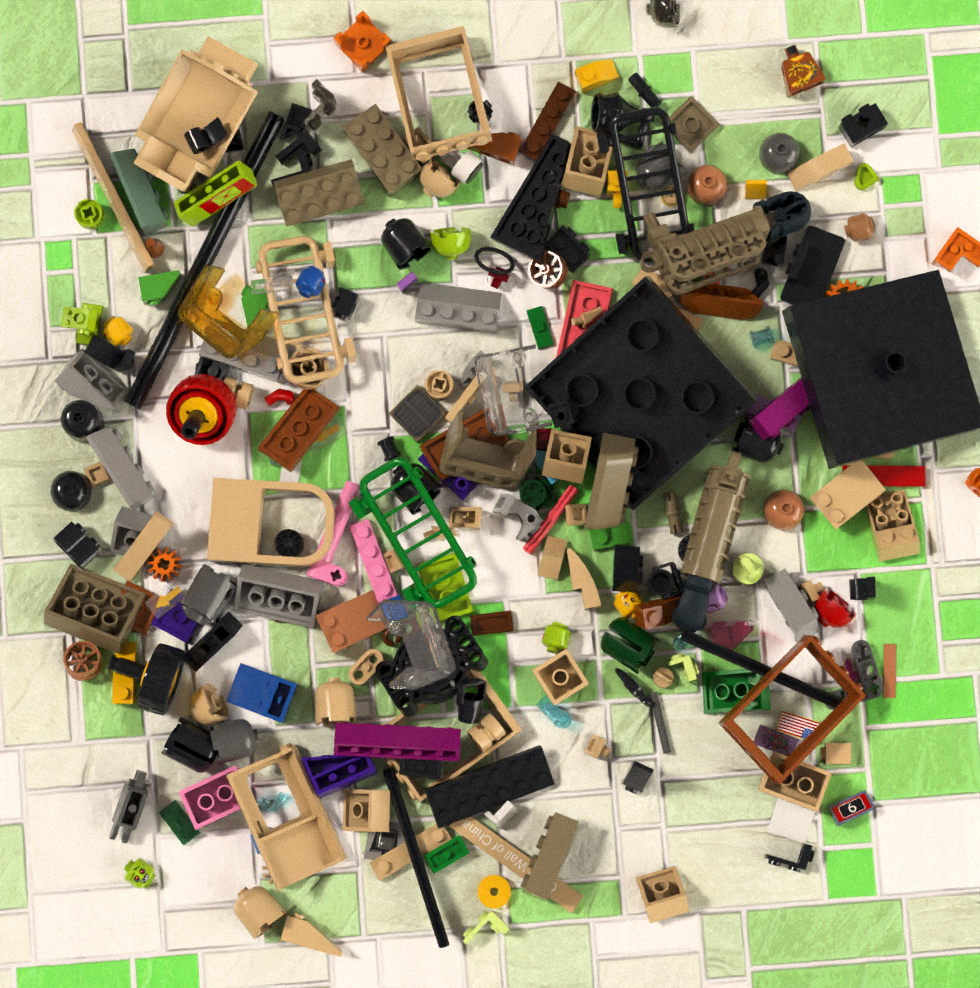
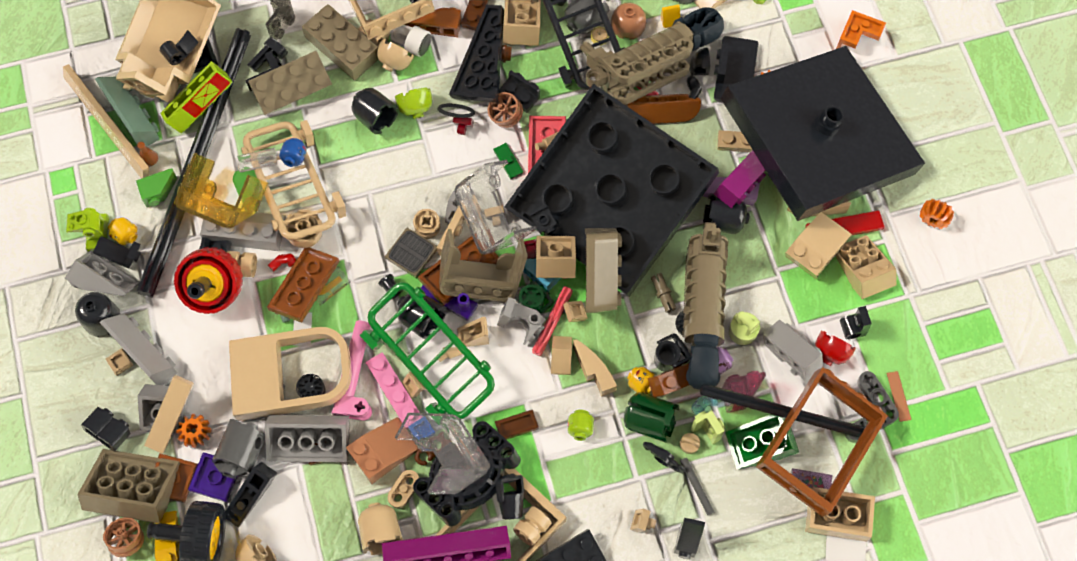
camera: 15 degrees left, 15 degrees down
(71, 491) = (95, 381): black cylinder -> none
(89, 214) = (86, 139): lime wheel -> none
(166, 598) = (199, 461): clear tile -> none
(262, 693) = (307, 533): blue slope -> none
(295, 120) = (259, 36): black slope -> none
(345, 304) = (329, 171): black brick -> none
(407, 282) = (381, 143): medium lavender tile -> none
(435, 571) = (483, 412): lime tile -> none
(458, 307) = (431, 158): light grey slope -> none
(558, 717) = (593, 496): clear light blue leg -> none
(560, 677) = (593, 458): tan slope -> none
(611, 536) = (611, 325): bright green slope -> none
(613, 188) = (548, 35): yellow brick -> none
(626, 568) = (633, 348): black brick -> none
(761, 337) = (706, 131): clear light blue bush -> none
(784, 510) = (763, 271): nougat cylinder -> none
(795, 725) = (825, 462): tile -> none
(811, 590) = (809, 334): tan tile -> none
(836, 753) = (872, 480): tan brick -> none
(851, 807) = (899, 530): slope -> none
(860, 227) = (768, 29): medium nougat head -> none

